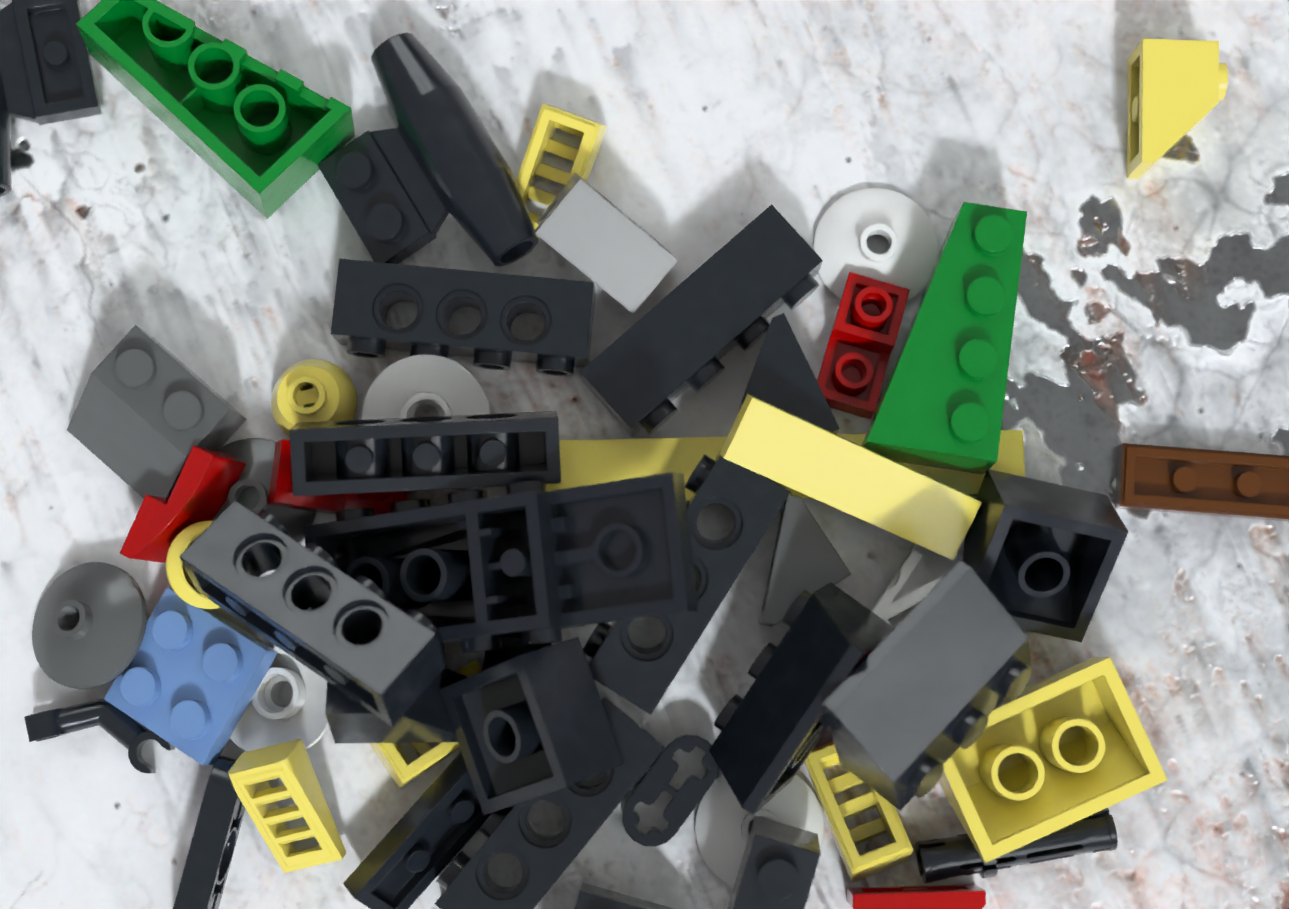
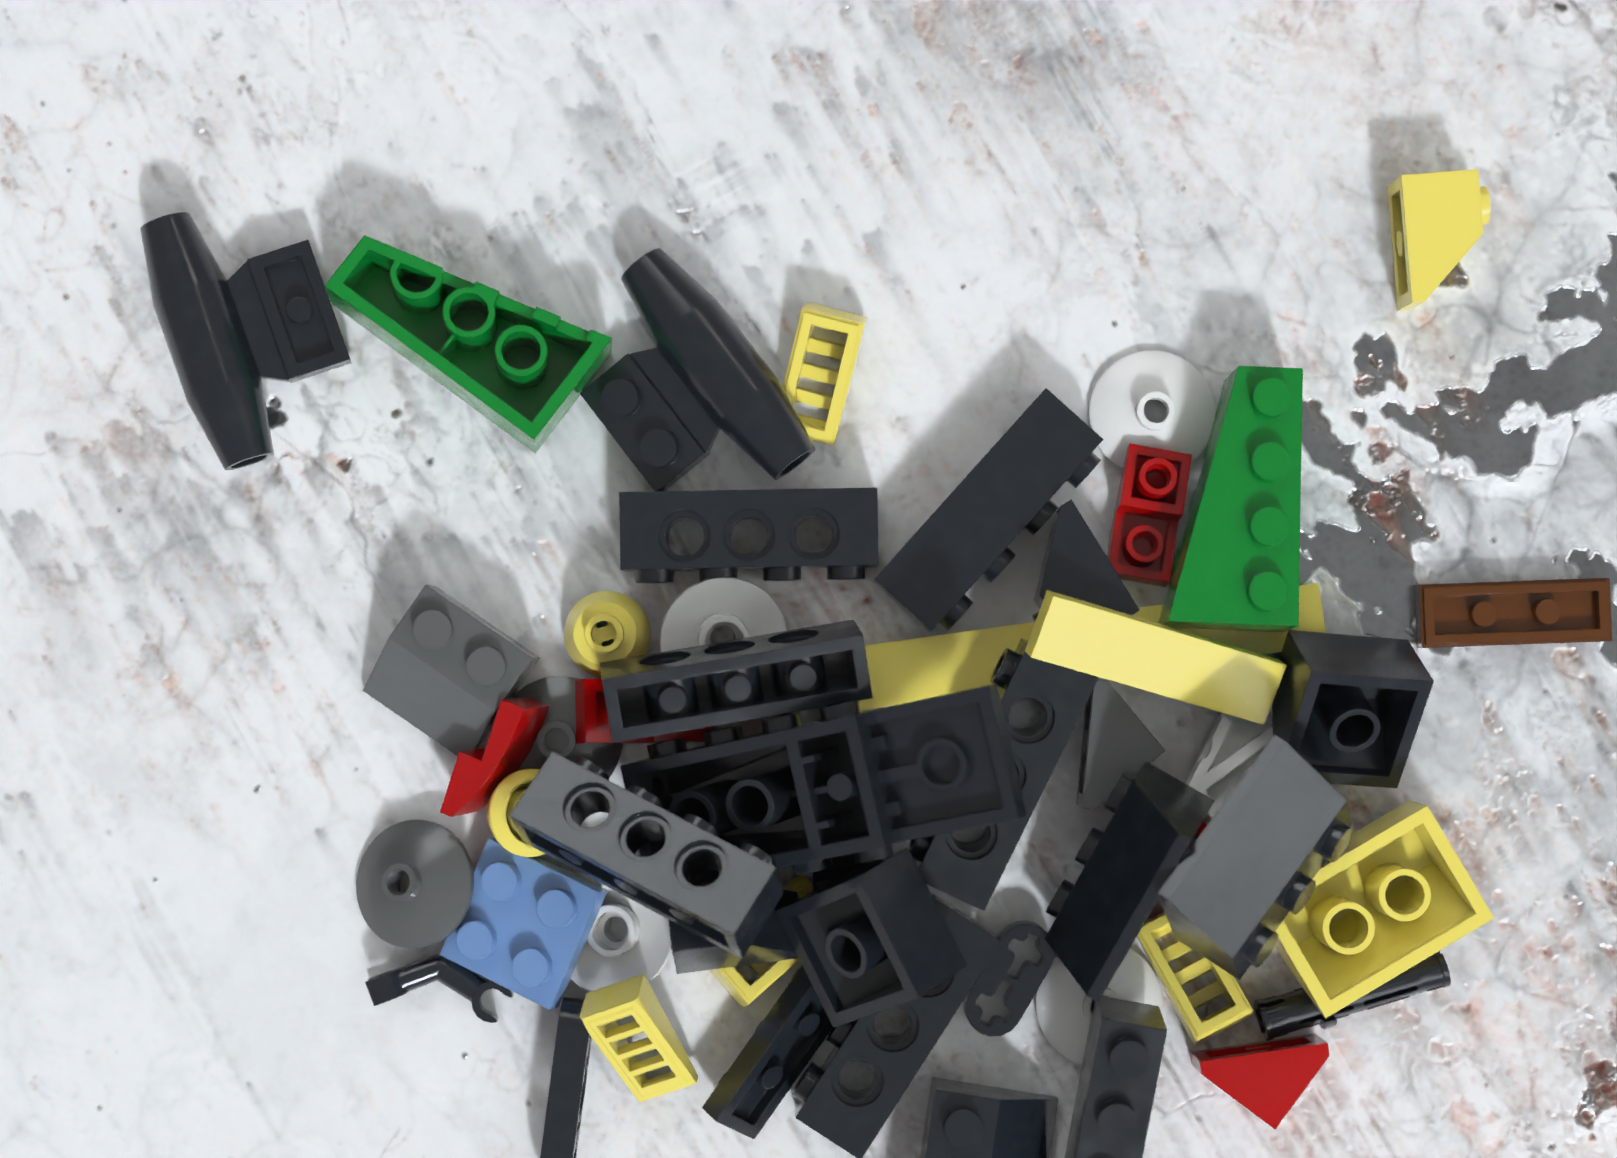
camera: 15 degrees left, 5 degrees up
(604, 243) = (882, 444): light grey hinge -> none

